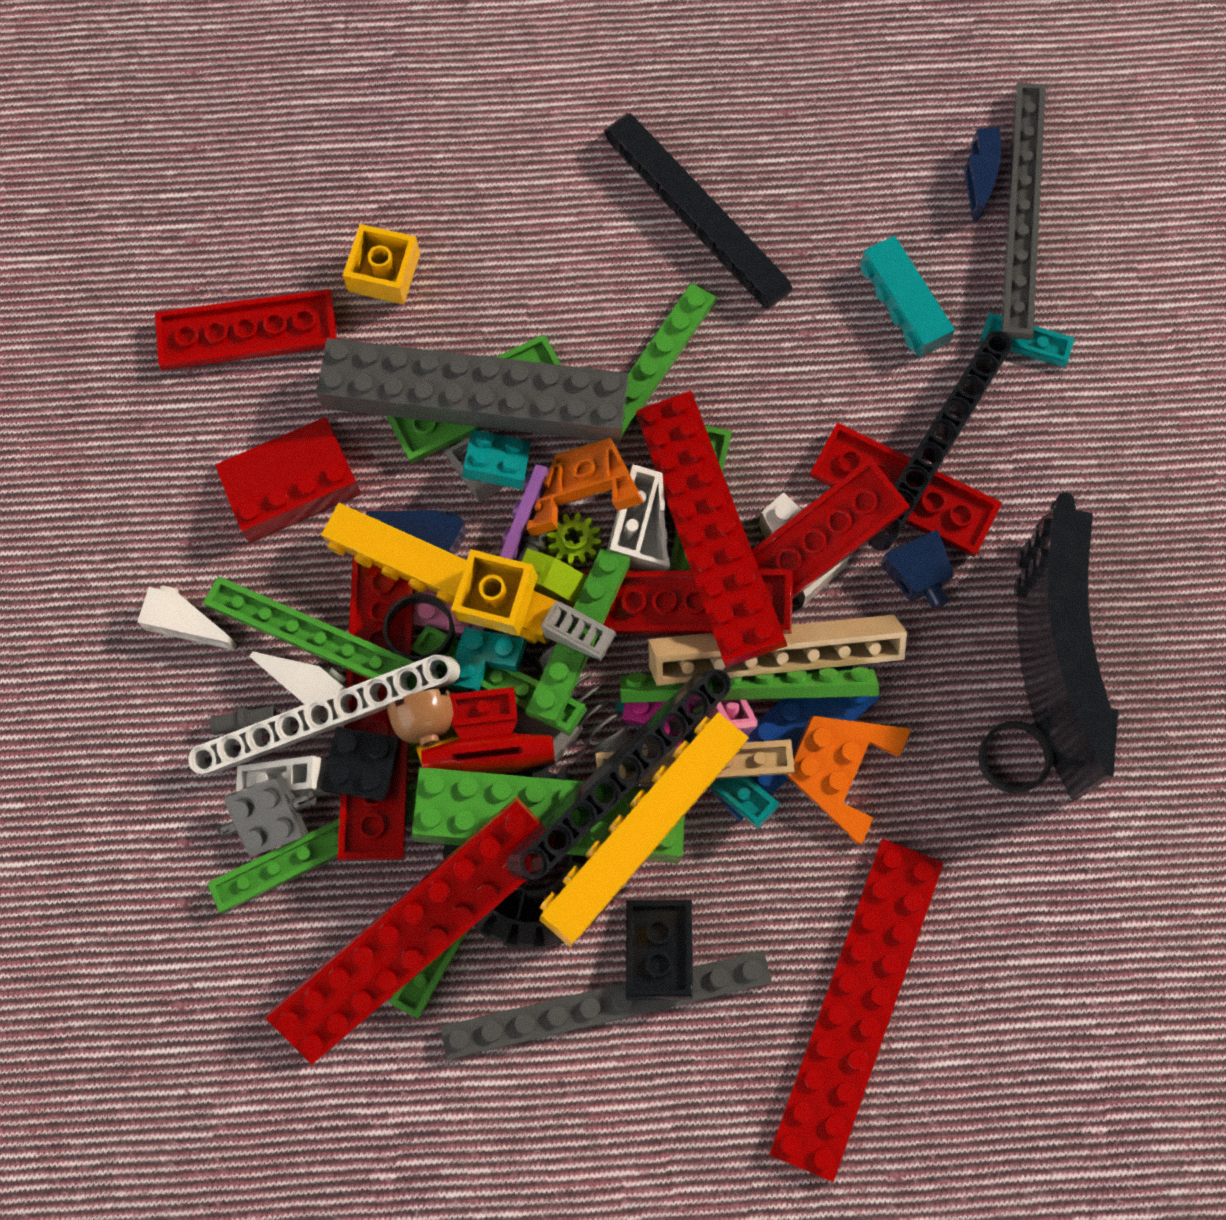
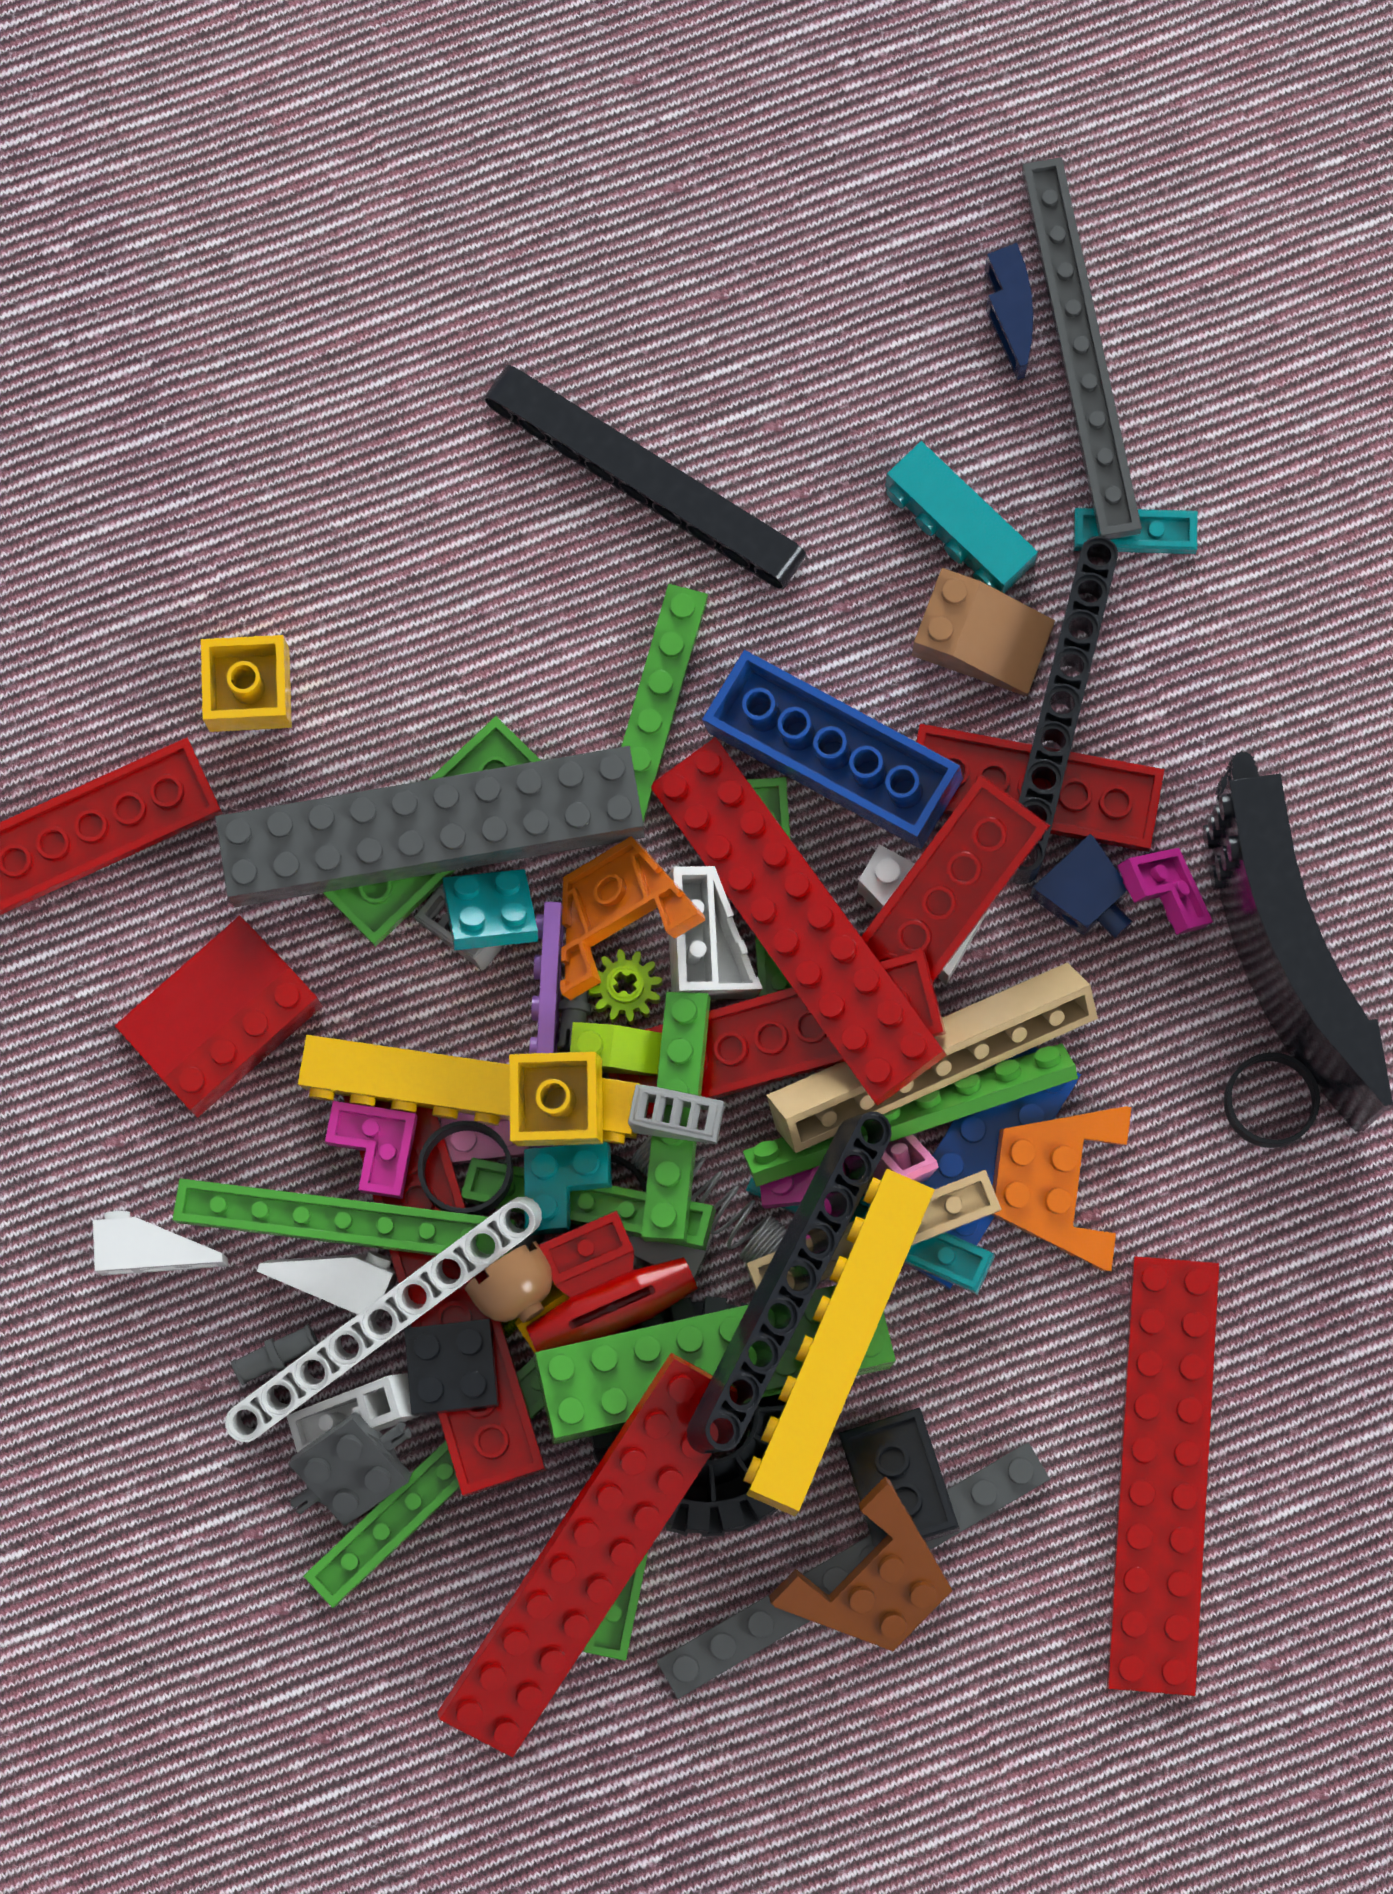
camera: 15 degrees left, 5 degrees up
(369, 593) = (384, 1136): none -> dark pink plate
(431, 526) = (431, 1029): dark blue slope -> none
(623, 1028) = (886, 1591): none -> dark orange wing
(771, 419) = (833, 749): none -> blue brick
(898, 375) = (982, 633): none -> medium nougat slope
(984, 577) = (1167, 877): none -> dark pink plate

